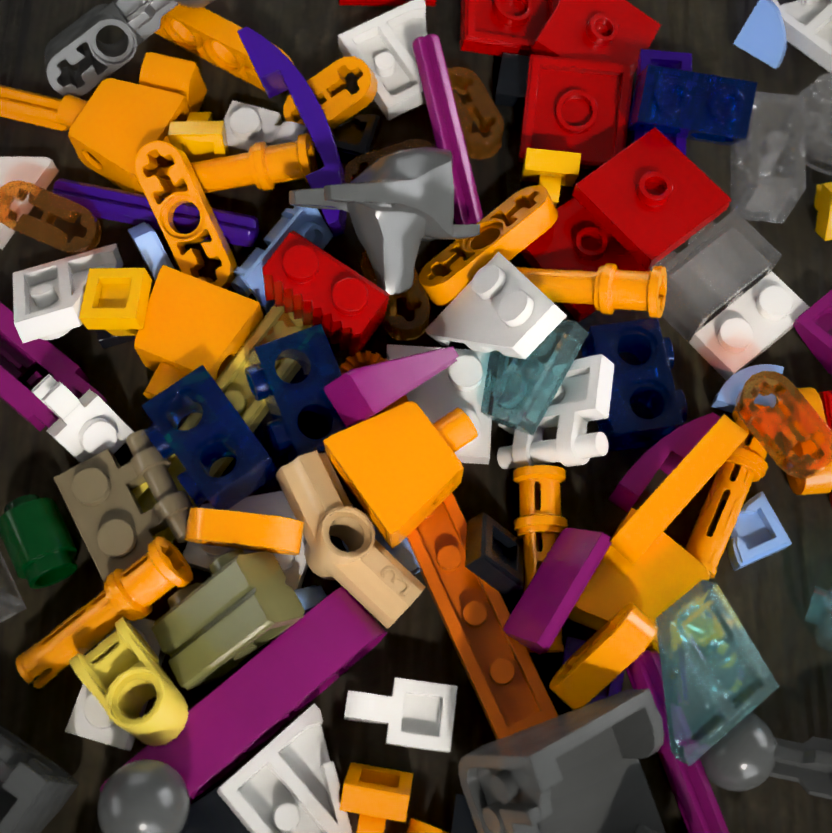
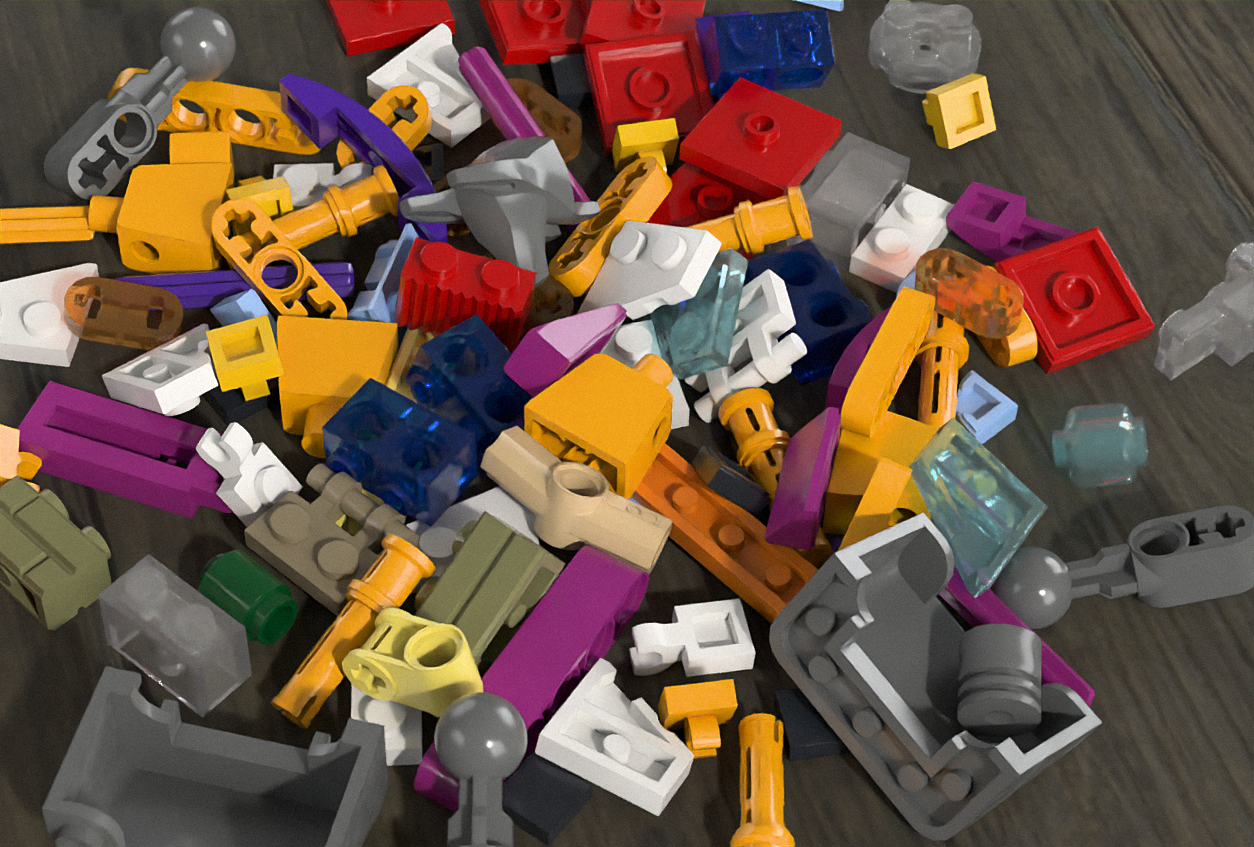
camera: 20 degrees left, 20 degrees down
(244, 531) = (444, 512): light orange beam -> none
(771, 160) = (866, 83): clear brick -> none

